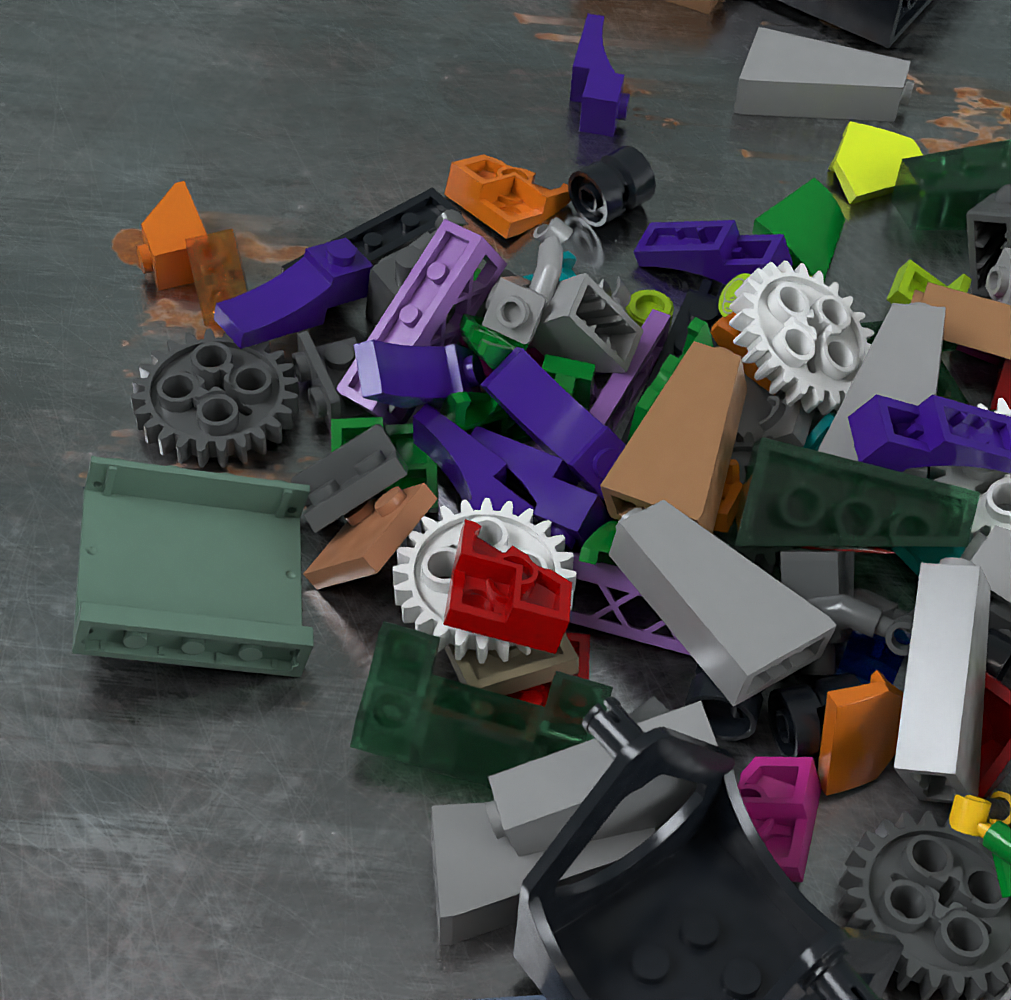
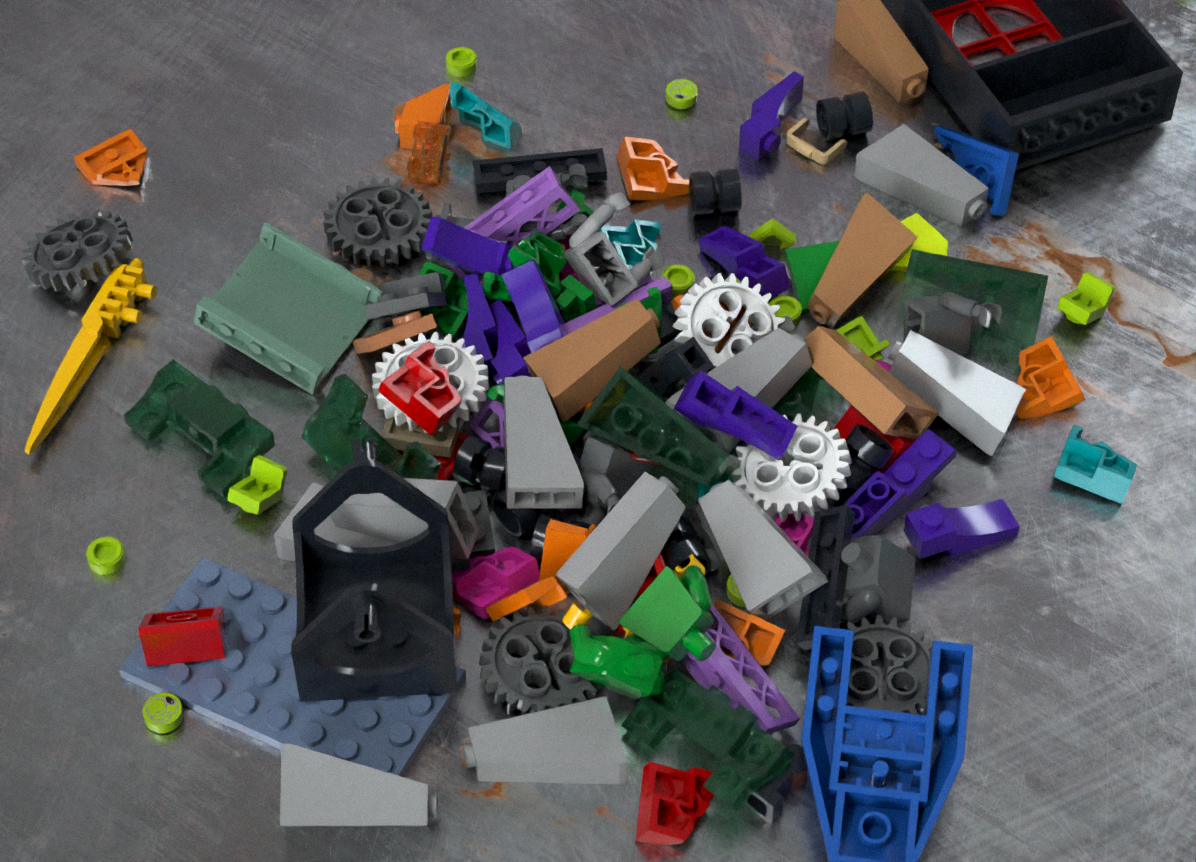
camera: 35 degrees right, 0 degrees up
(157, 153) = (461, 61): none -> lime tile
(192, 790) = (206, 419): none -> clear green bracket
(247, 203) = (495, 125): none -> teal slope
(298, 296) = (460, 182): dark purple slope -> none
(345, 851) = (261, 488): none -> lime bracket
(463, 91) = (681, 93): none -> lime tile
(514, 308) = (560, 236): light grey bracket -> none
(654, 659) = (481, 464): none -> black wheel
(660, 100) = (809, 150): none -> tan piece
(678, 45) = (849, 115): none -> black wheel
(717, 207) = (774, 234): none -> lime tile
(792, 407) = (676, 364): none -> black leg
(852, 197) = (863, 256): none -> medium nougat slope
(860, 821) = (536, 595): none -> orange slope
(881, 32) = (985, 161): none -> blue wing

